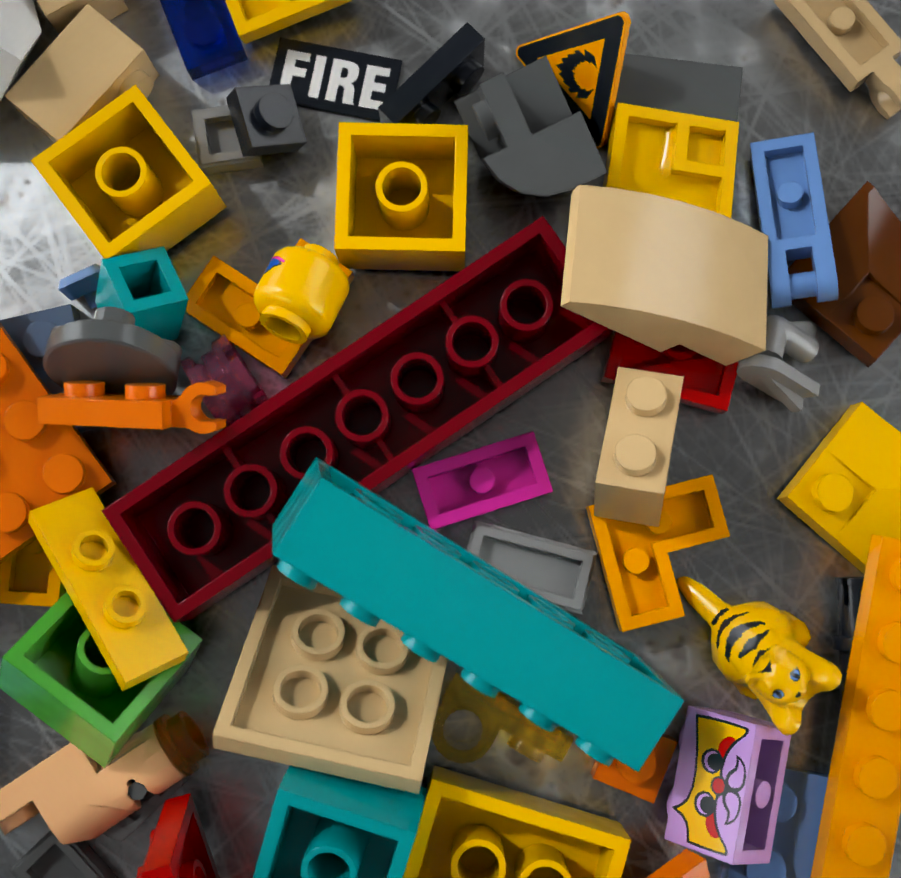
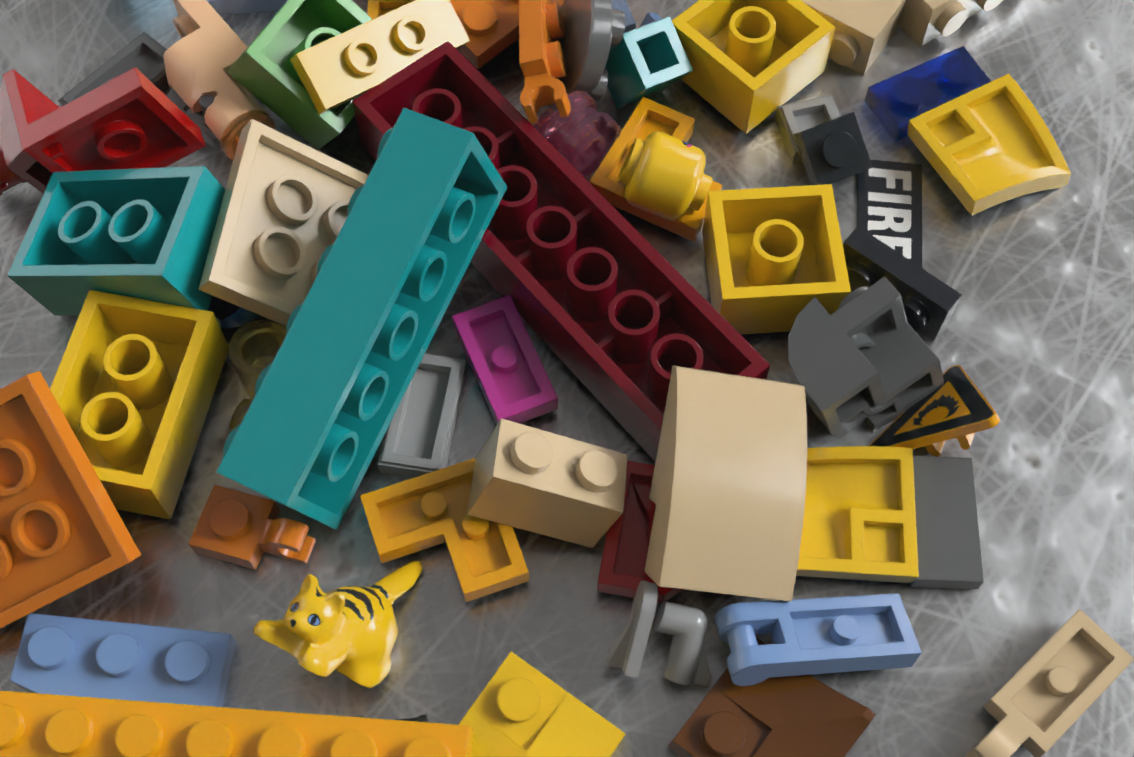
camera: 80 degrees right, 20 degrees down
(727, 786) = (202, 601): lavender brick -> none

